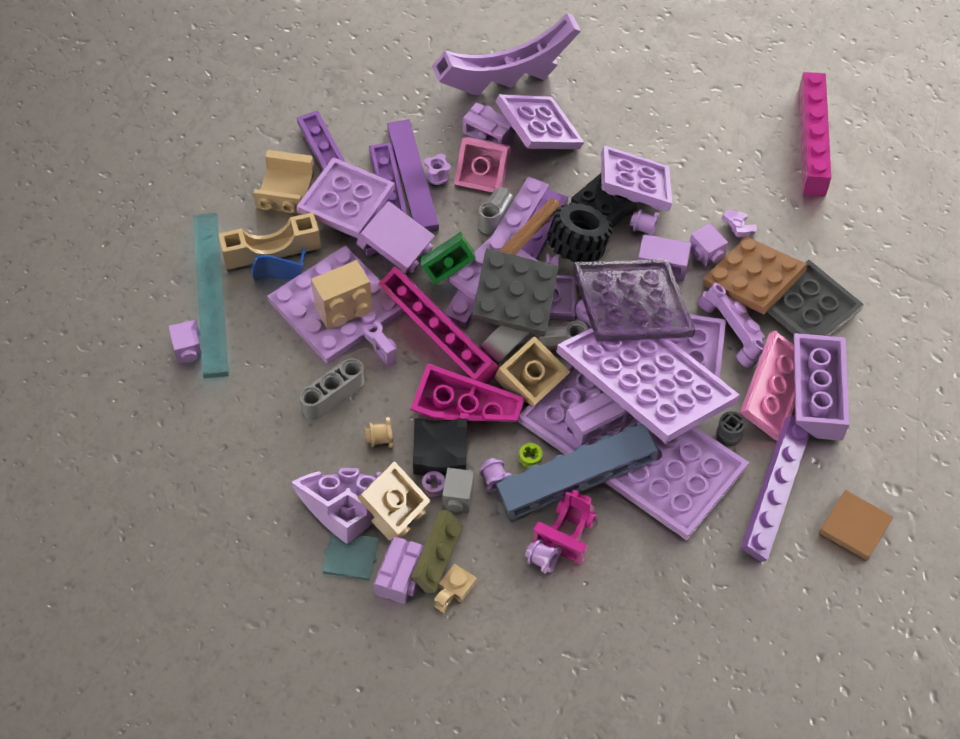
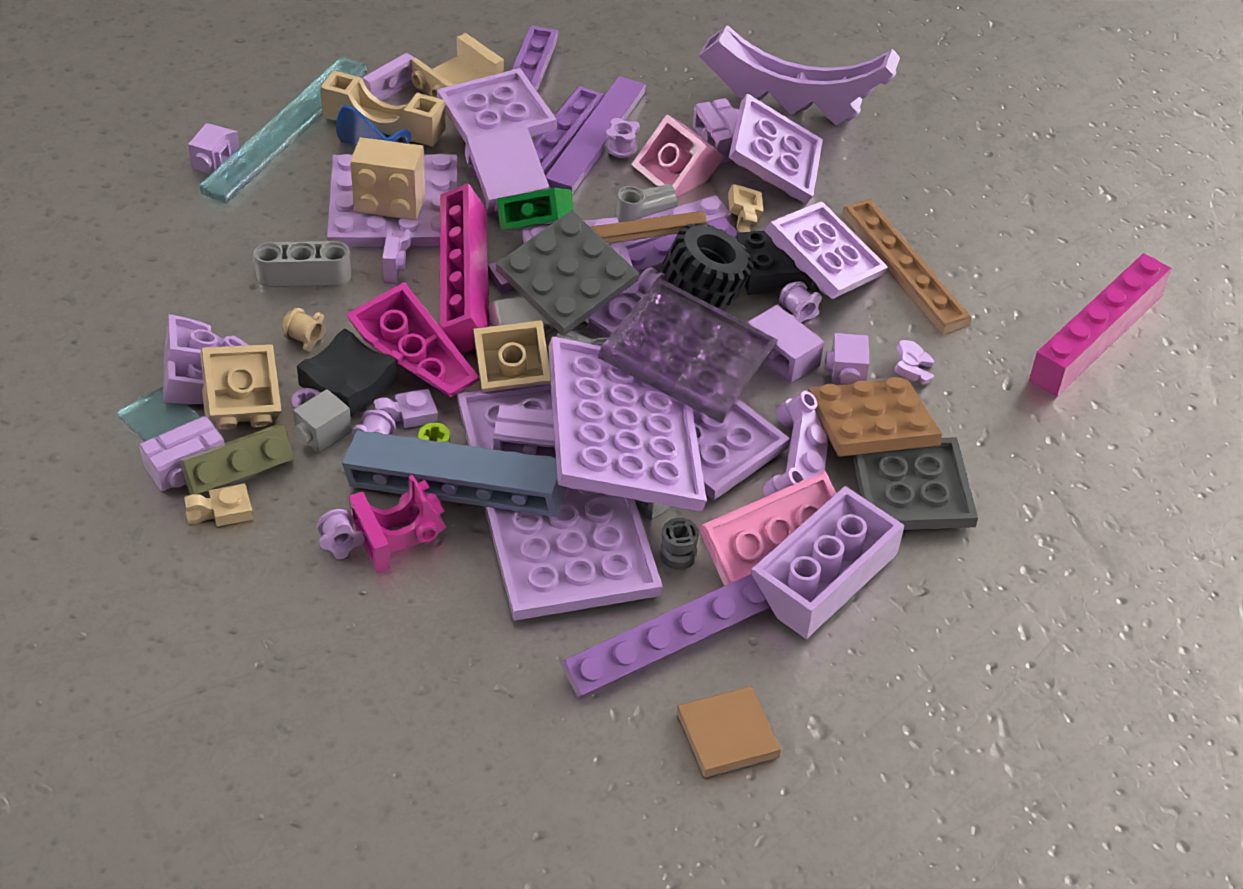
camera: 35 degrees right, 10 degrees down
(239, 213) = (390, 77): none -> lavender panel
(496, 444) = (410, 408): none -> lavender plate
(554, 173) = (745, 204): none -> tan plate
(674, 157) = (907, 267): none -> medium nougat tile

